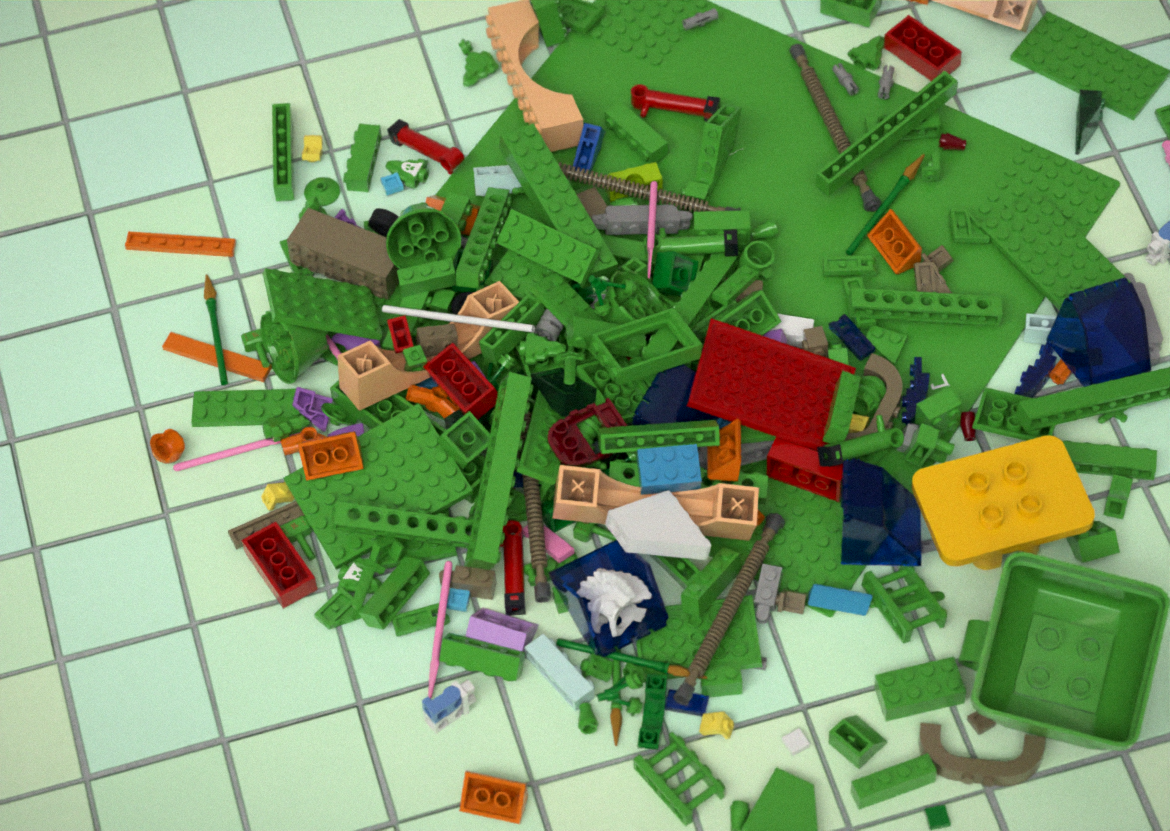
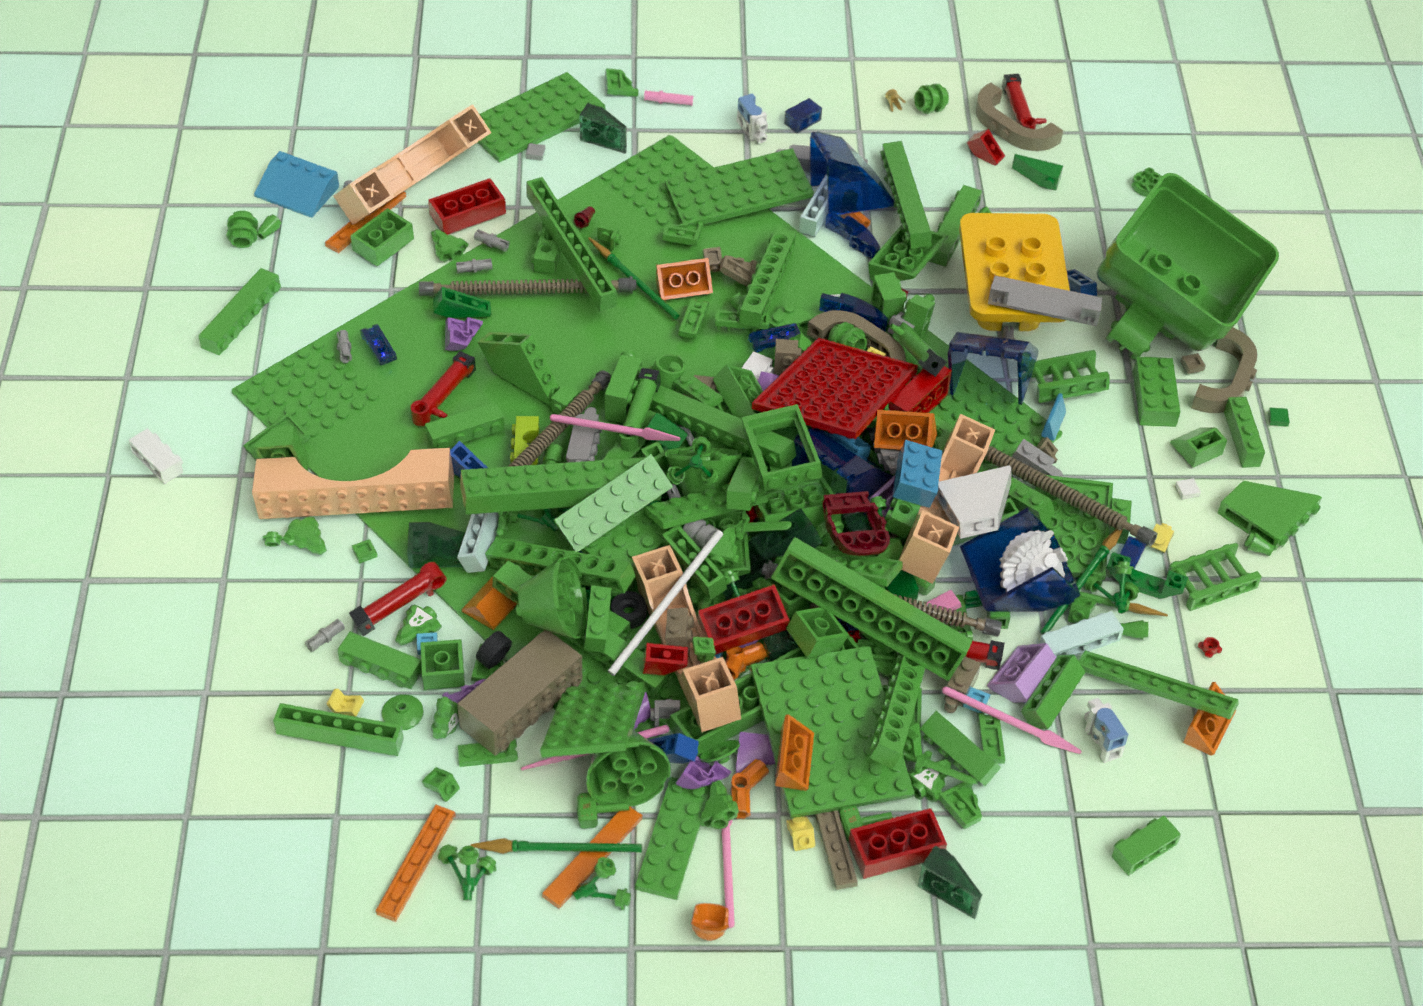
camera: 80 degrees left, 5 degrees down
(174, 264) = (467, 856): none -> bright green plant
(182, 358) = (604, 869): none -> plant
(248, 609) = (948, 881): none -> clear green slope
(254, 235) = (441, 782): none -> bright green bracket
(321, 375) = (677, 747): none -> blue slope
(335, 762) = (1145, 844): none -> bright green brick
(366, 196) = (442, 664): none -> bright green brick
(379, 114) = (324, 635): none -> light grey pin
(478, 112) = (364, 551): none -> bright green tile
(485, 146) = (433, 544): none -> clear green slope
(509, 737) = (1159, 685): none -> bright green plate
(588, 784) = (1214, 646): none -> red plate
(658, 435) = (884, 468): bright green brick -> none
(712, 42) = (378, 344): none -> clear blue plate
(754, 95) = (460, 333): none -> medium lavender slope
(785, 84) = (459, 305): none -> green slope
(841, 408) = (876, 347): bright green brick -> none
(949, 530) = (1045, 300): none -> light grey bracket
(1037, 81) = (535, 151): none -> light grey tile

